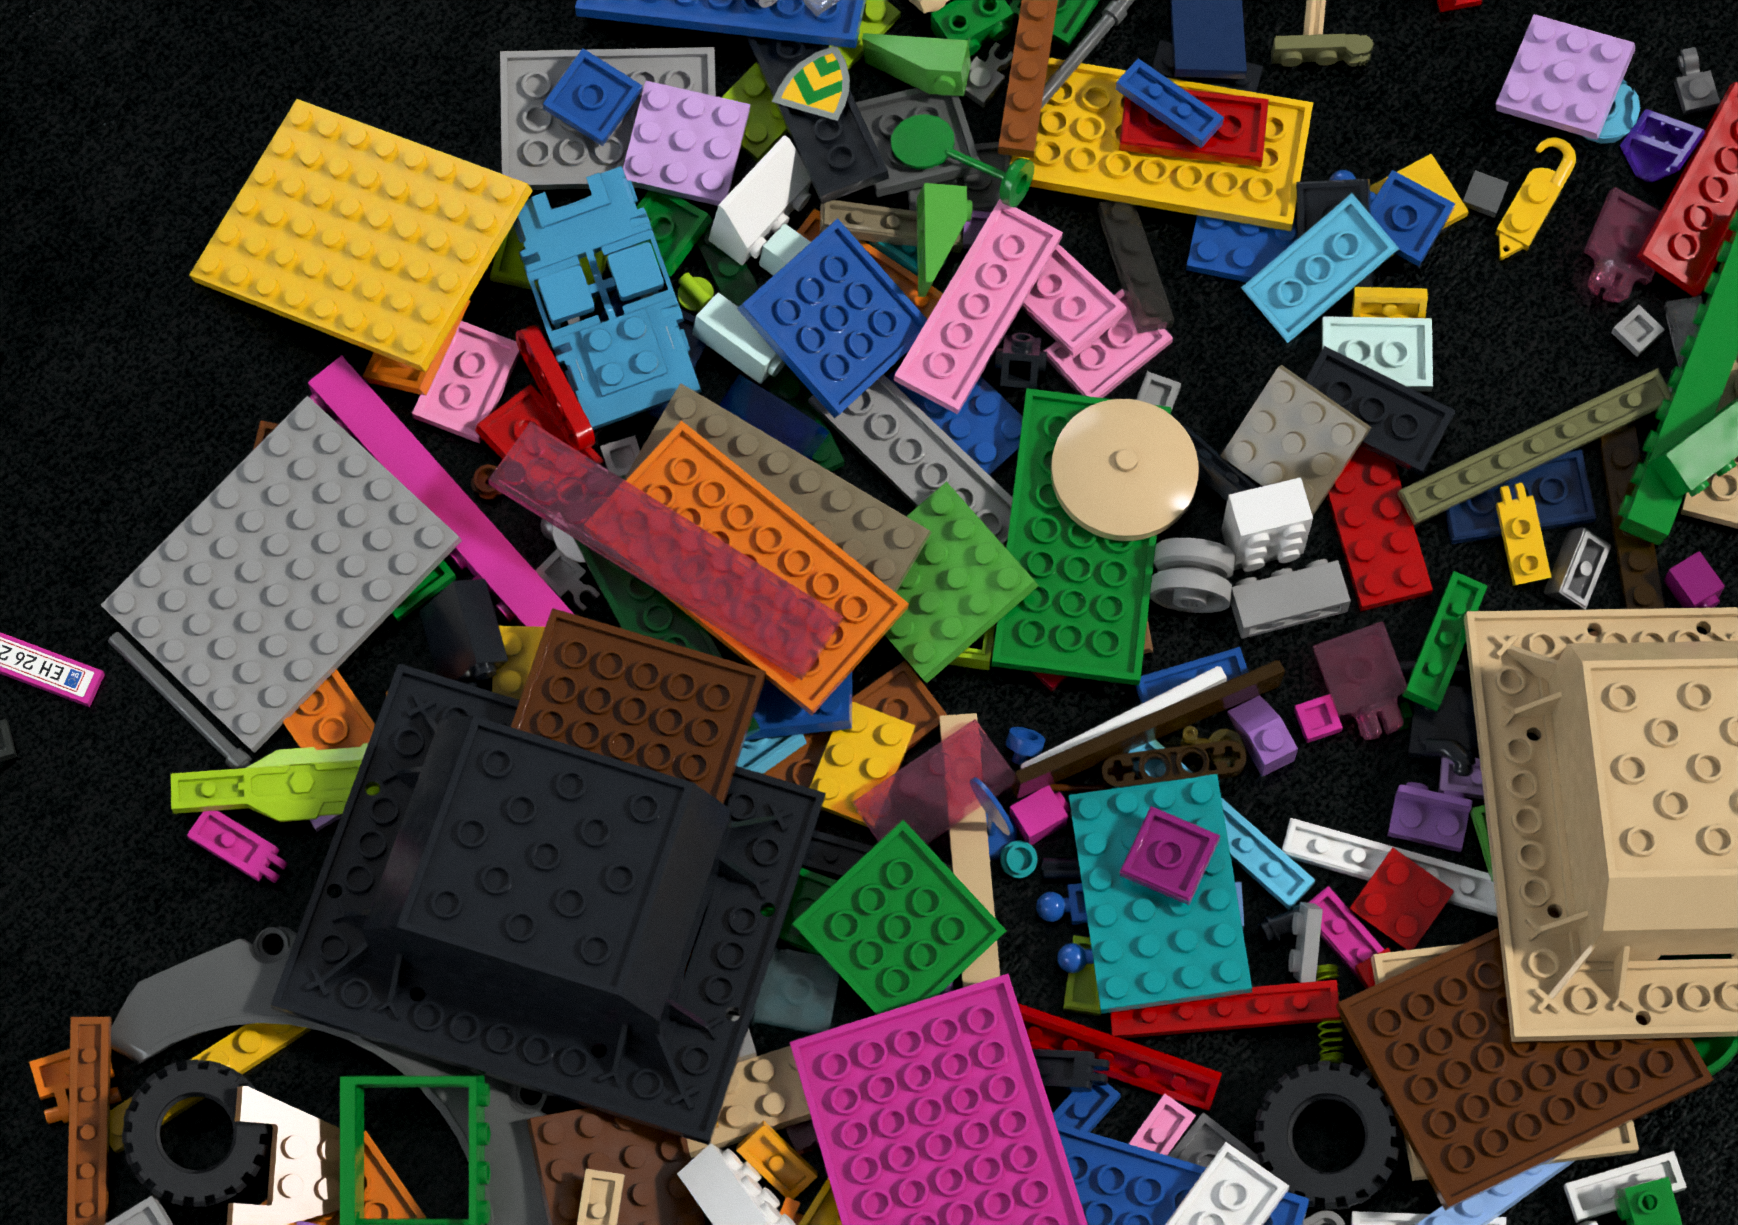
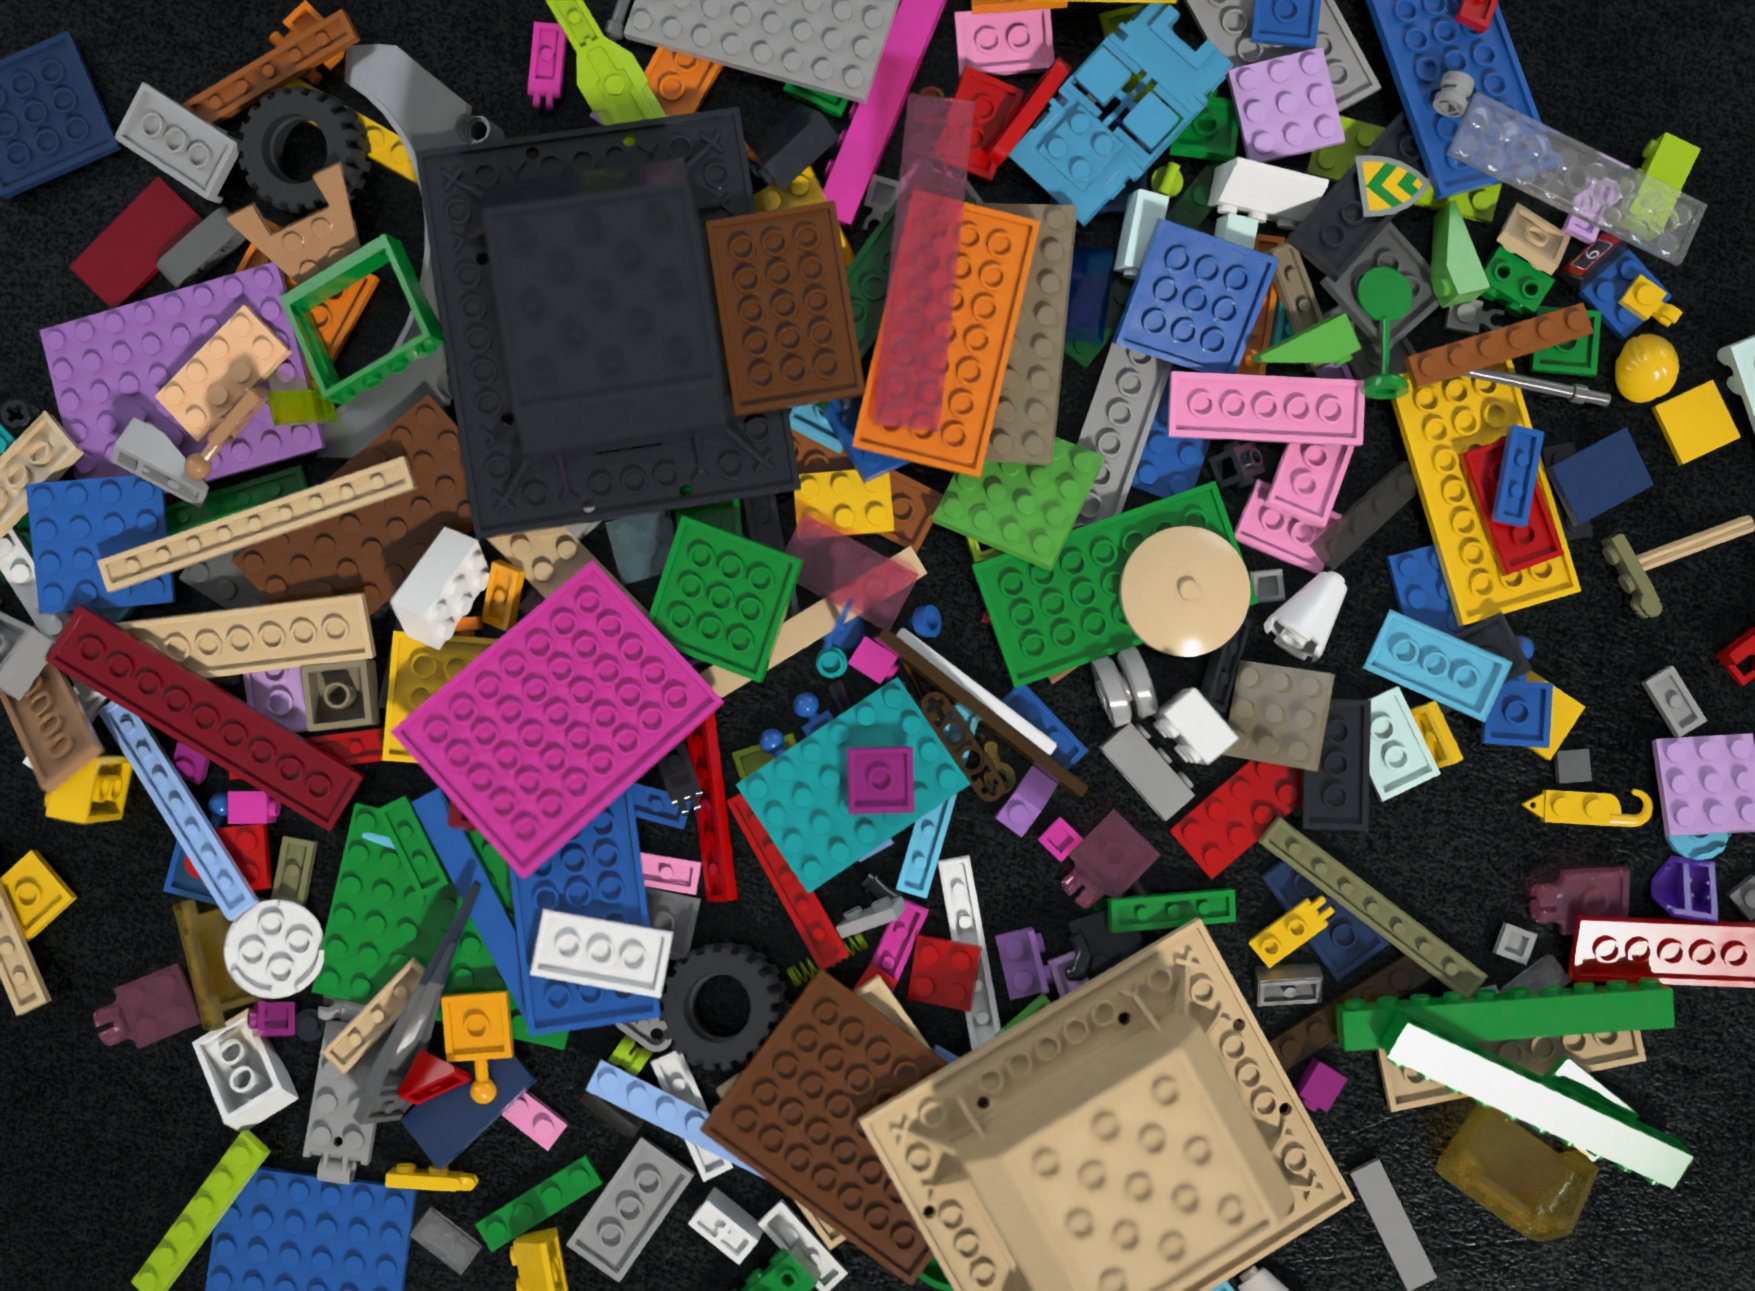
camera: 70 degrees right, 15 degrees up
(620, 455) = (1001, 191): light grey plate -> none
(1210, 368) = (1308, 616): none -> white cone
(1466, 70) = (1674, 701): none -> light grey plate

